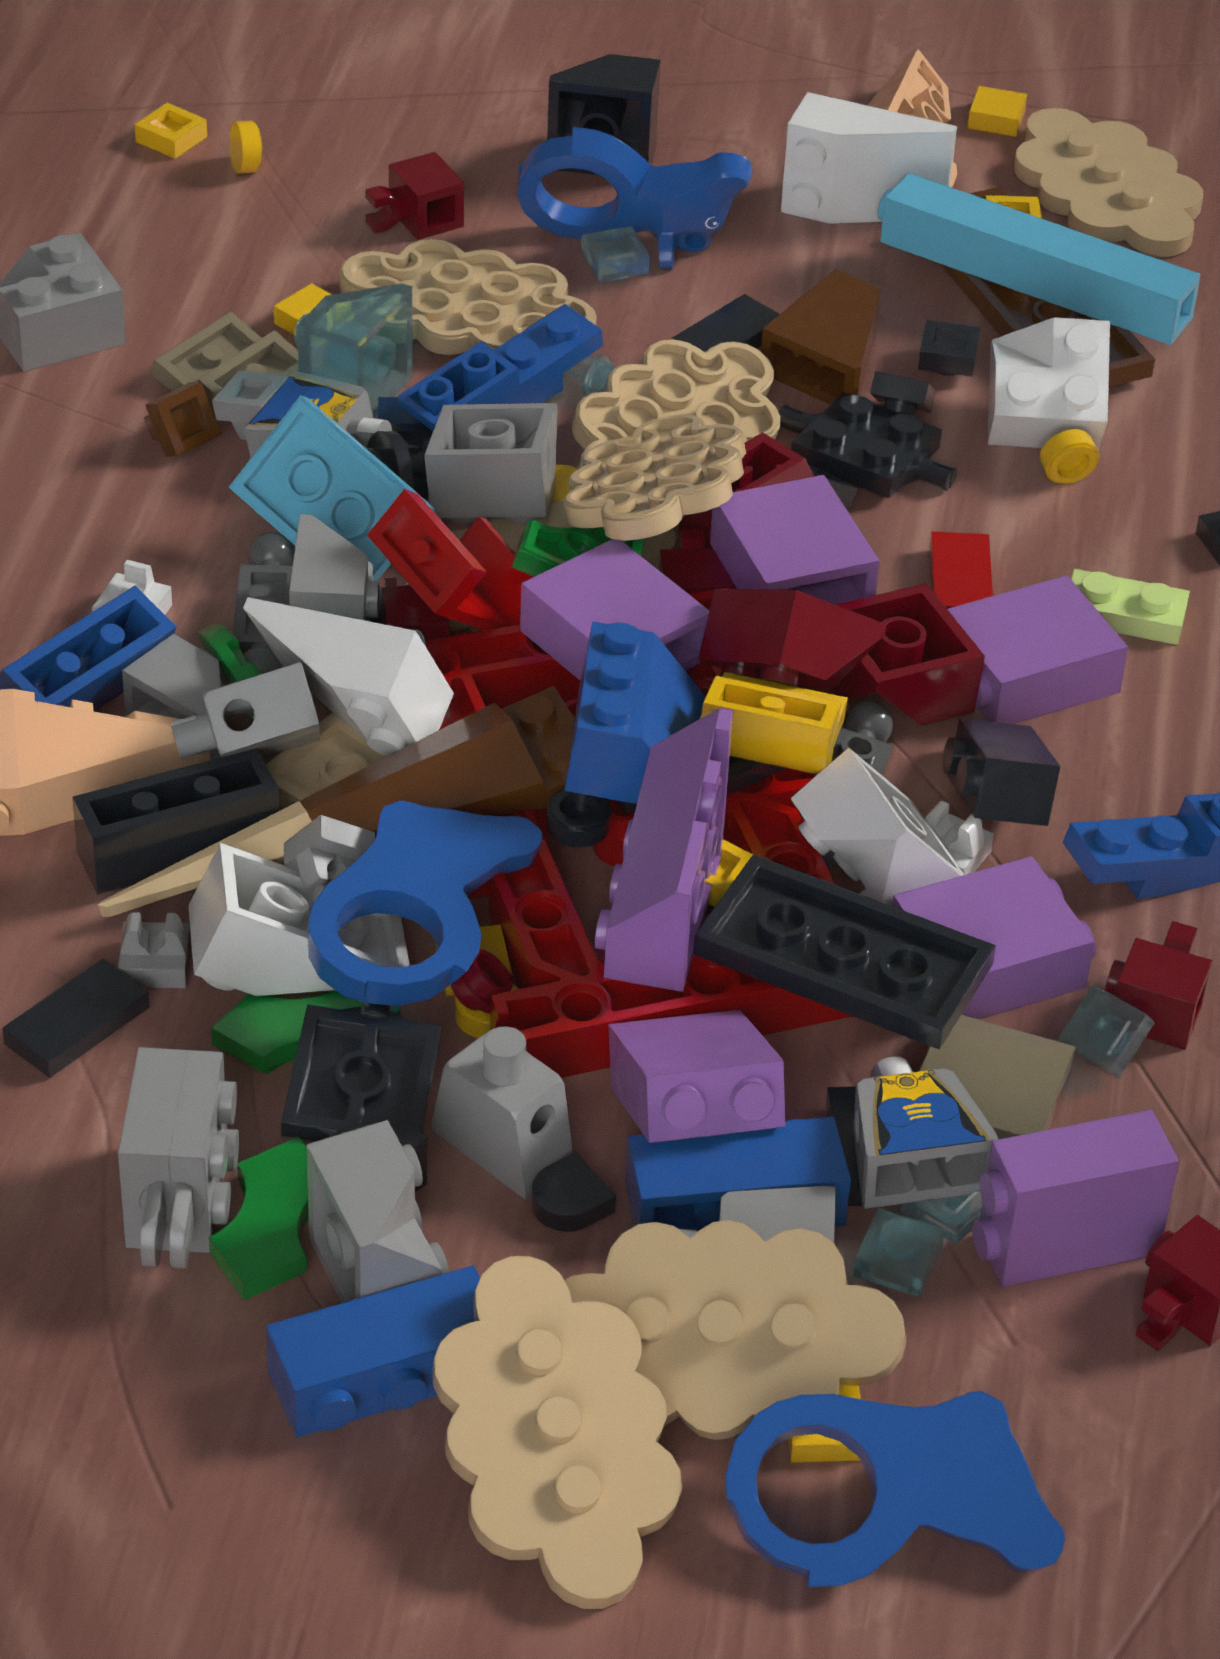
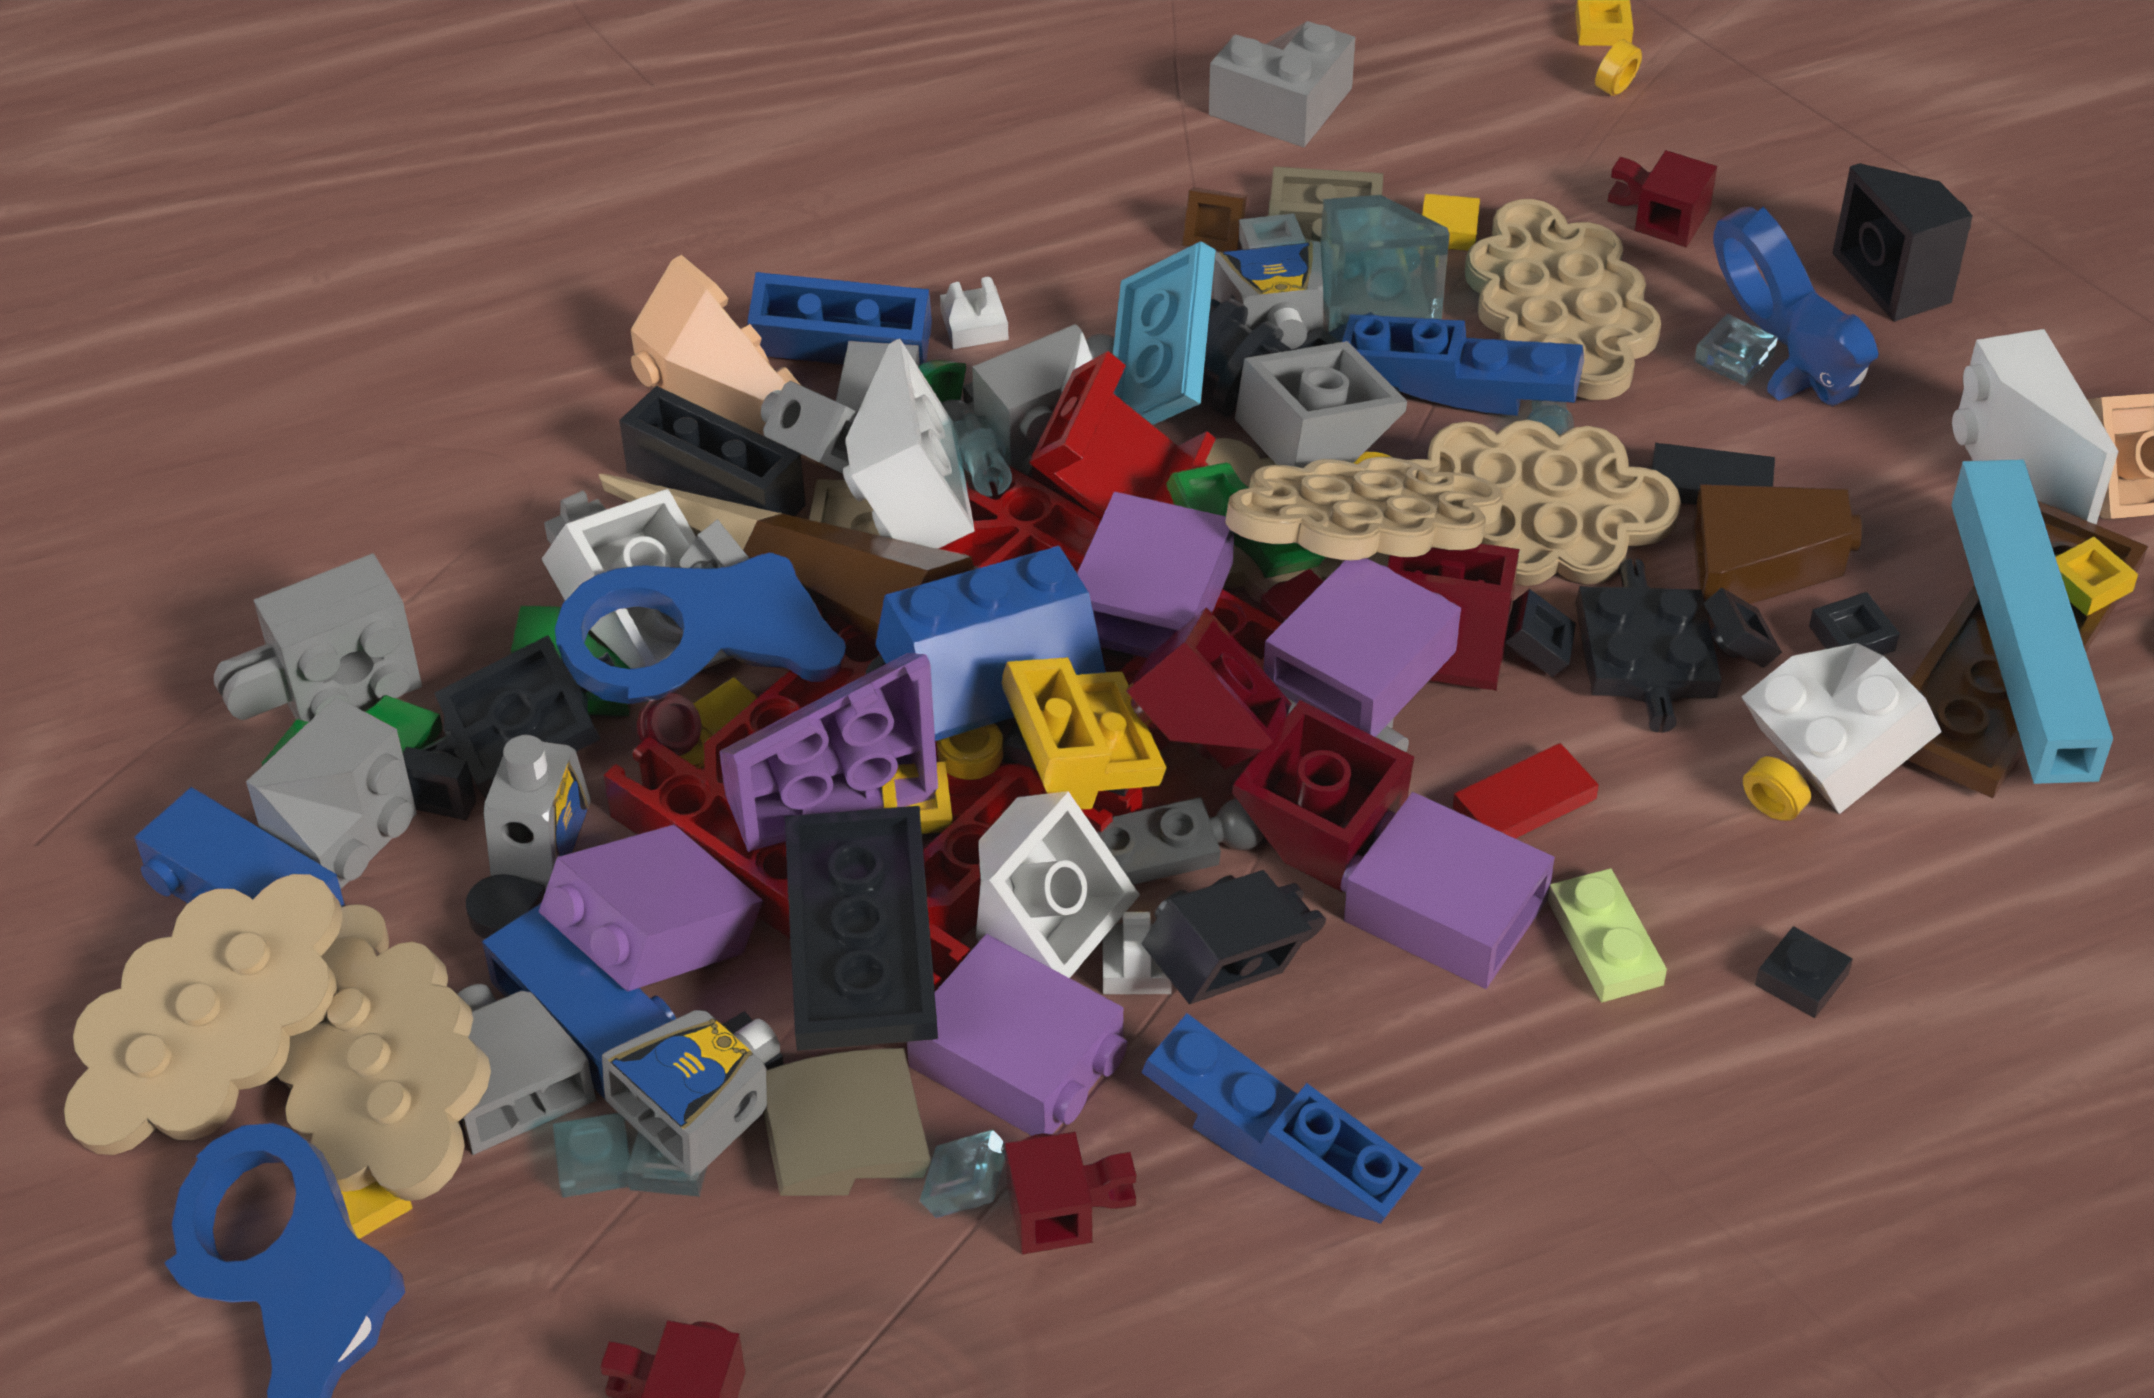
camera: 60 degrees right, 5 degrees up
(76, 1017) = (483, 530): black tile -> none
(1075, 1197) = (694, 1232): medium lavender brick -> none

